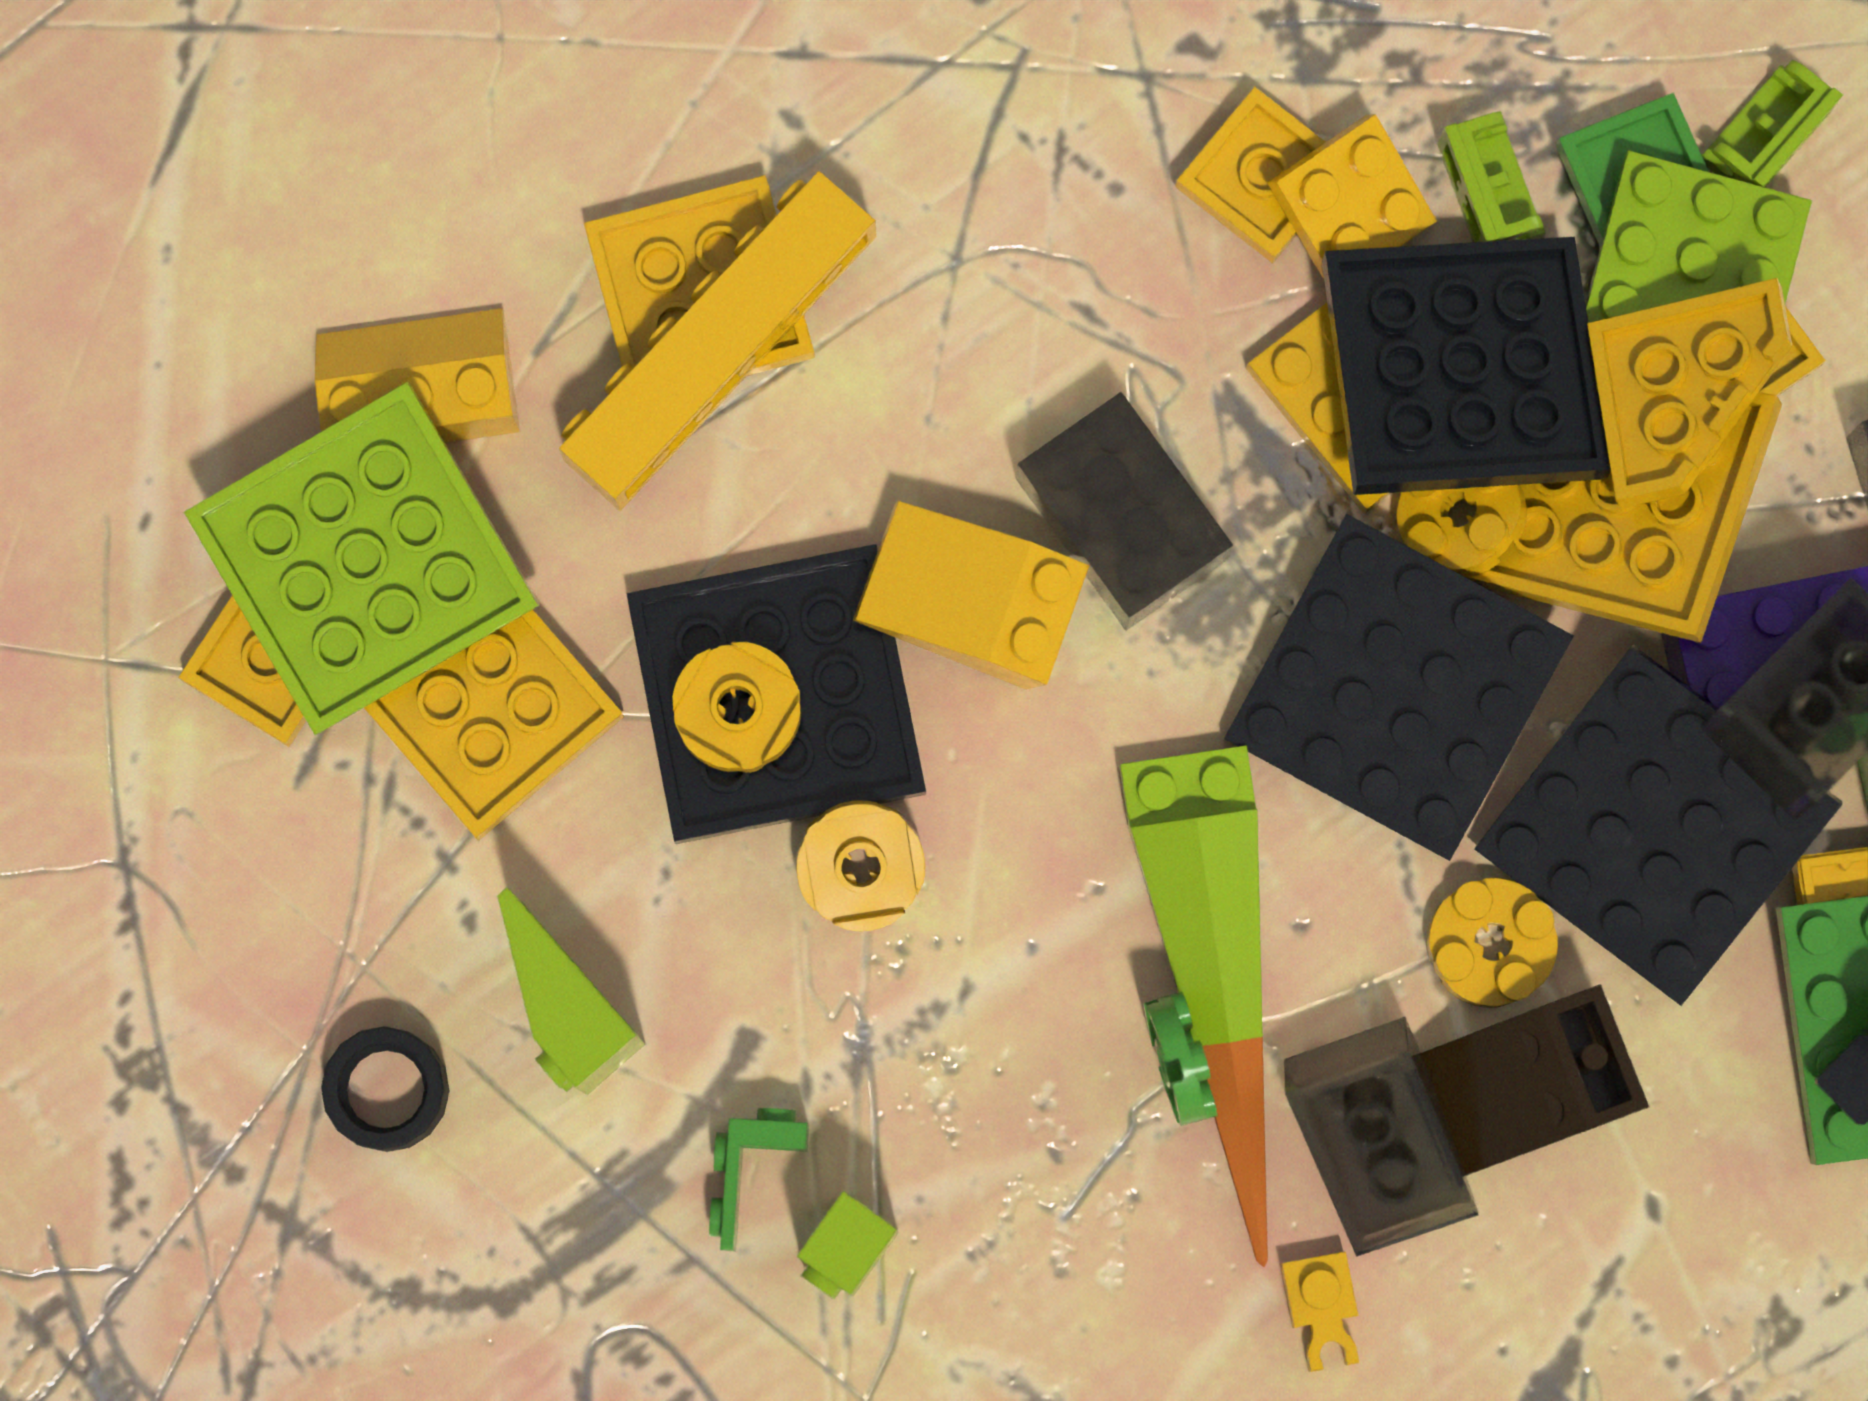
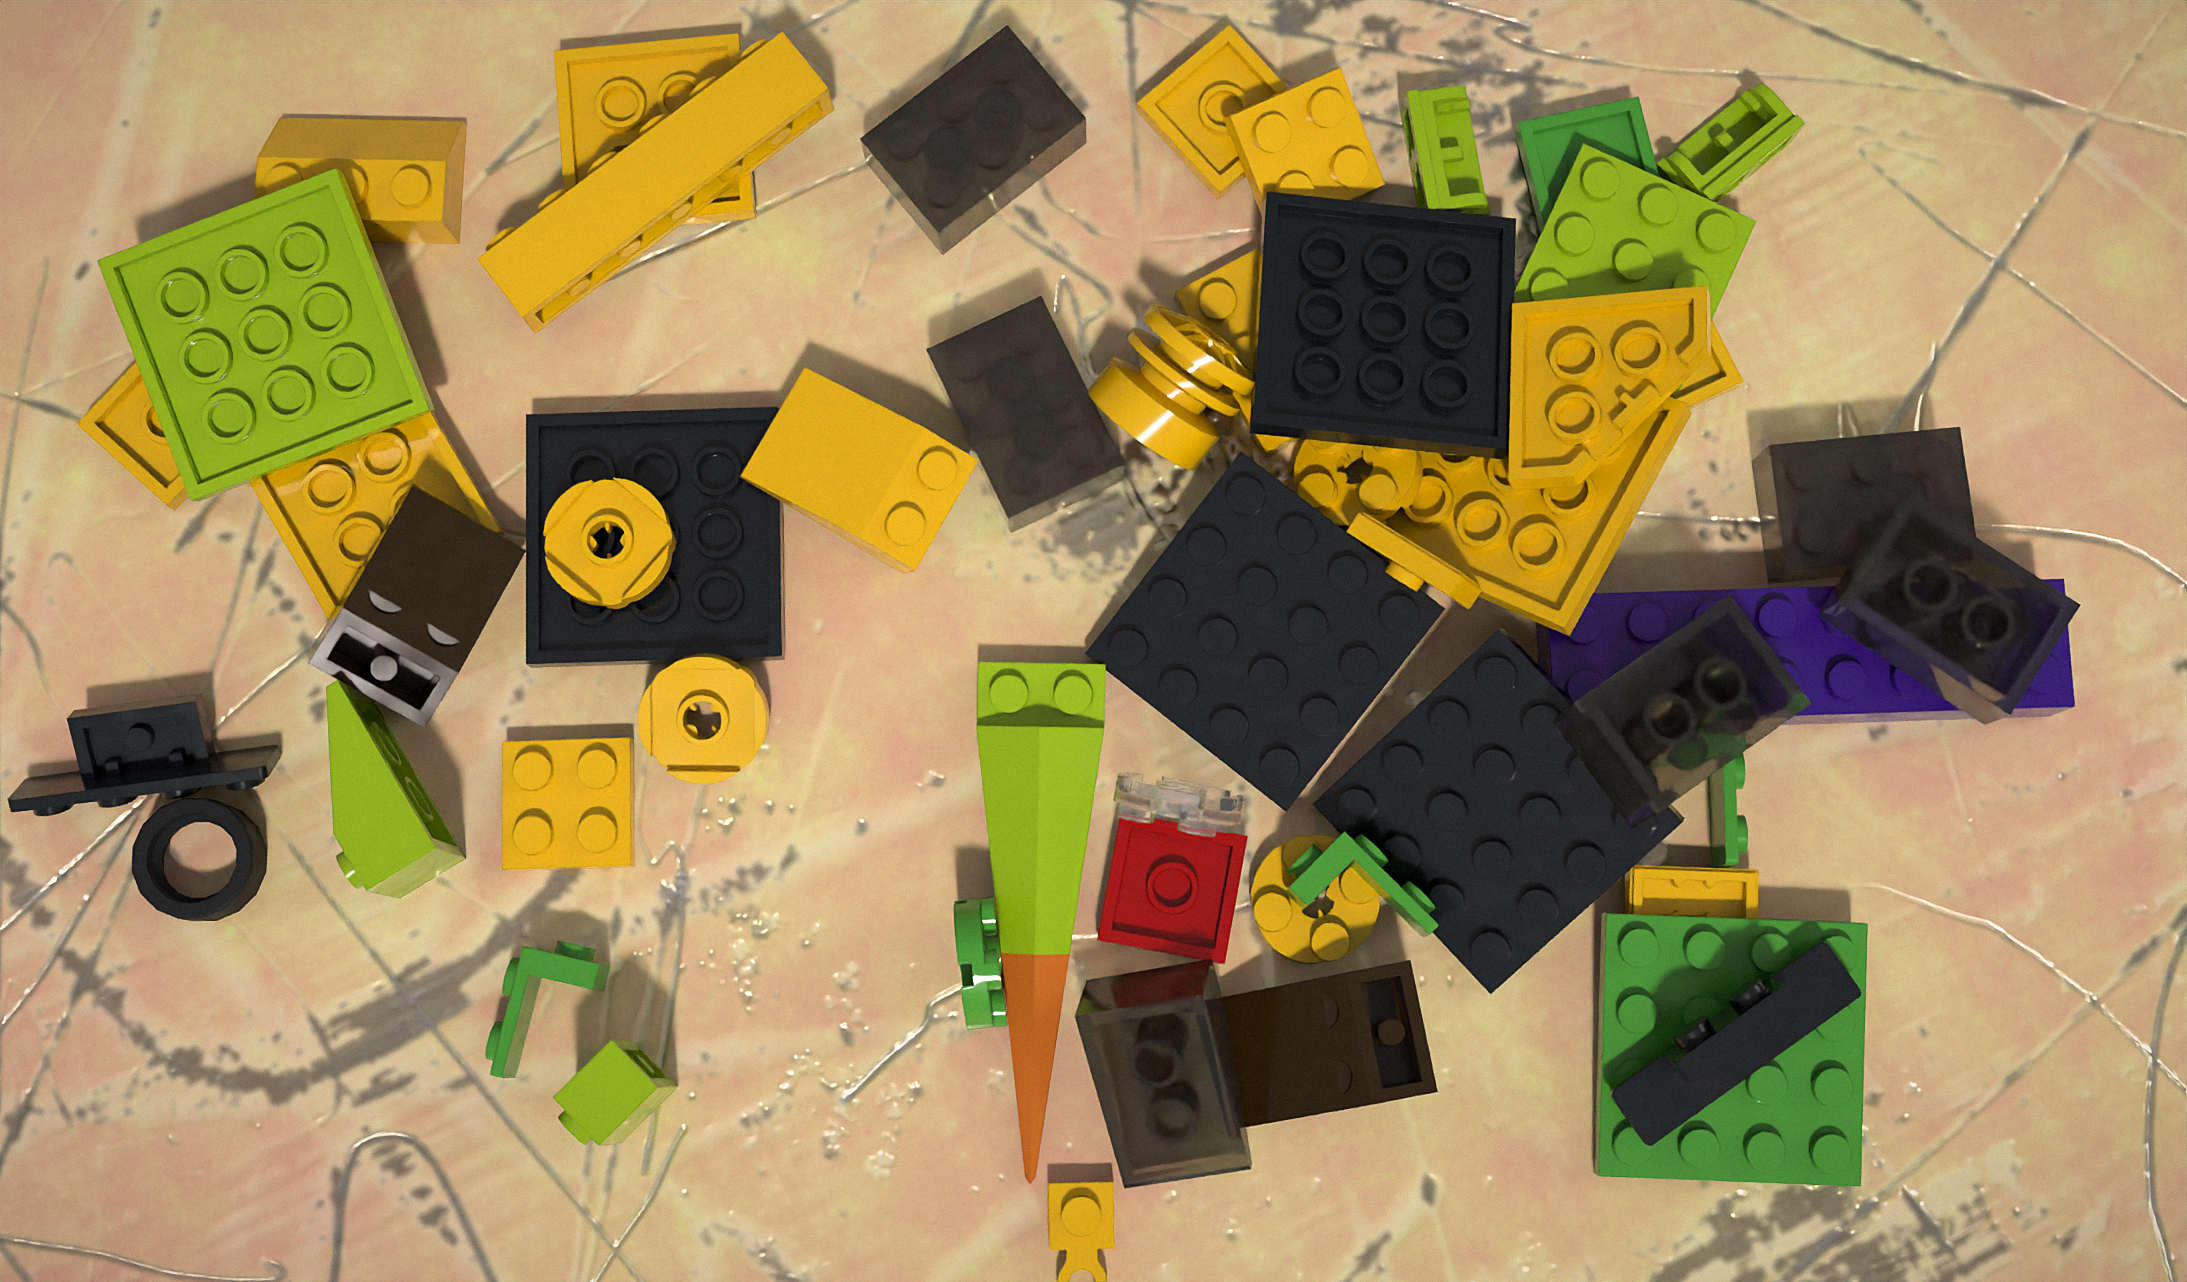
camera: 10 degrees right, 0 degrees up
(307, 993) = (143, 751): none -> black bracket
(560, 802) = (416, 606): none -> dark brown slope
(738, 973) = (568, 804): none -> yellow plate
(1022, 244) = (974, 139): none -> clear smoke brick
(1271, 455) = (1168, 393): none -> yellow wheel
(1351, 955) = (1172, 890): none -> red plate
(1368, 870) = (1198, 806): none -> clear plate
(1494, 912) = (1319, 868): none -> bright green bracket
(1534, 596) = (1412, 563): none -> yellow plate

